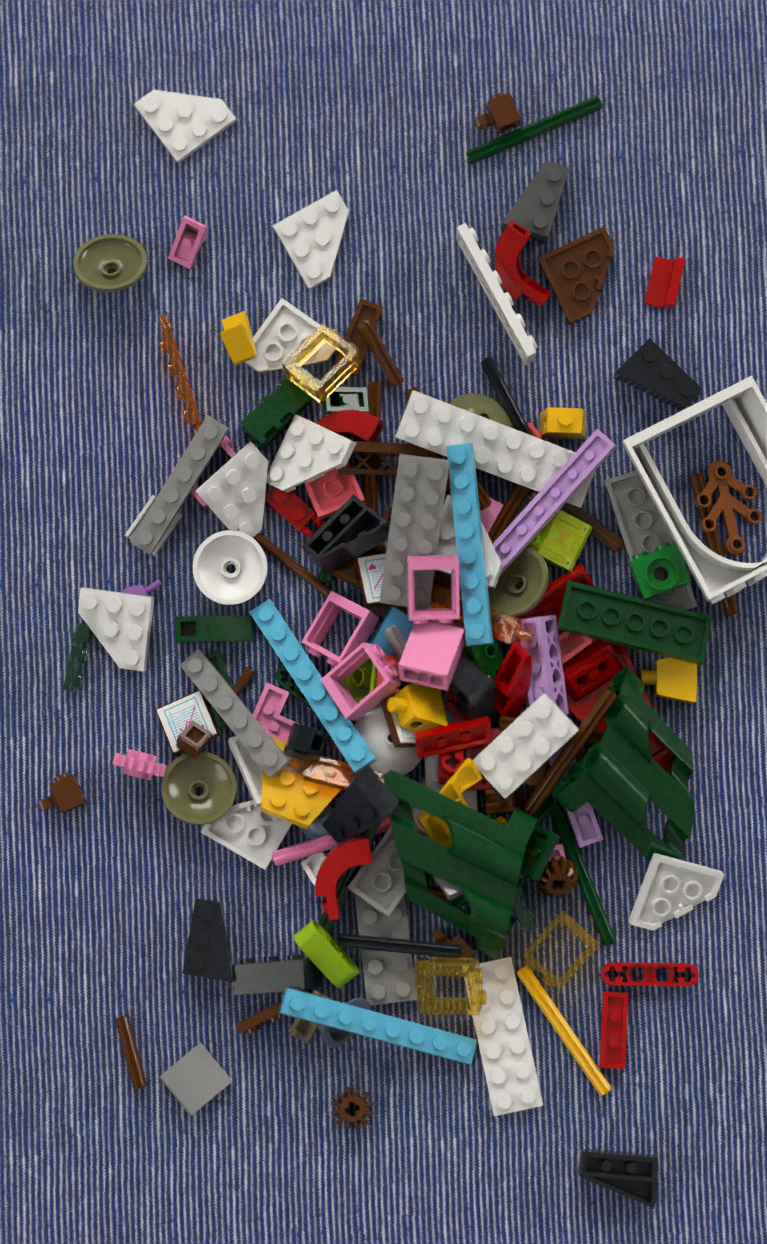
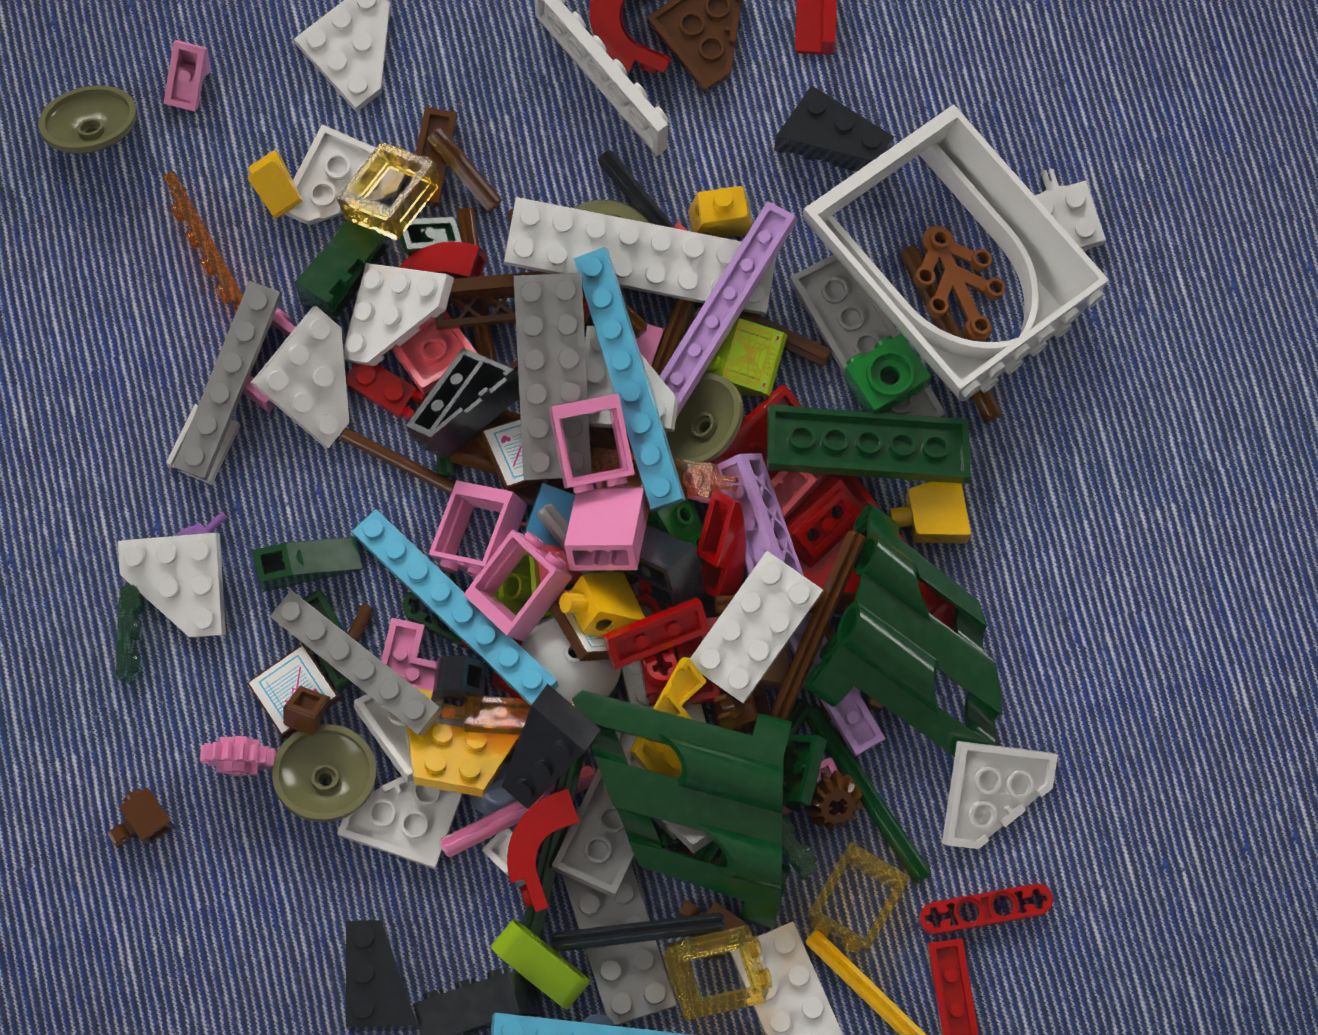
camera: 15 degrees left, 10 degrees down
(217, 554) = (310, 454): white dish -> none

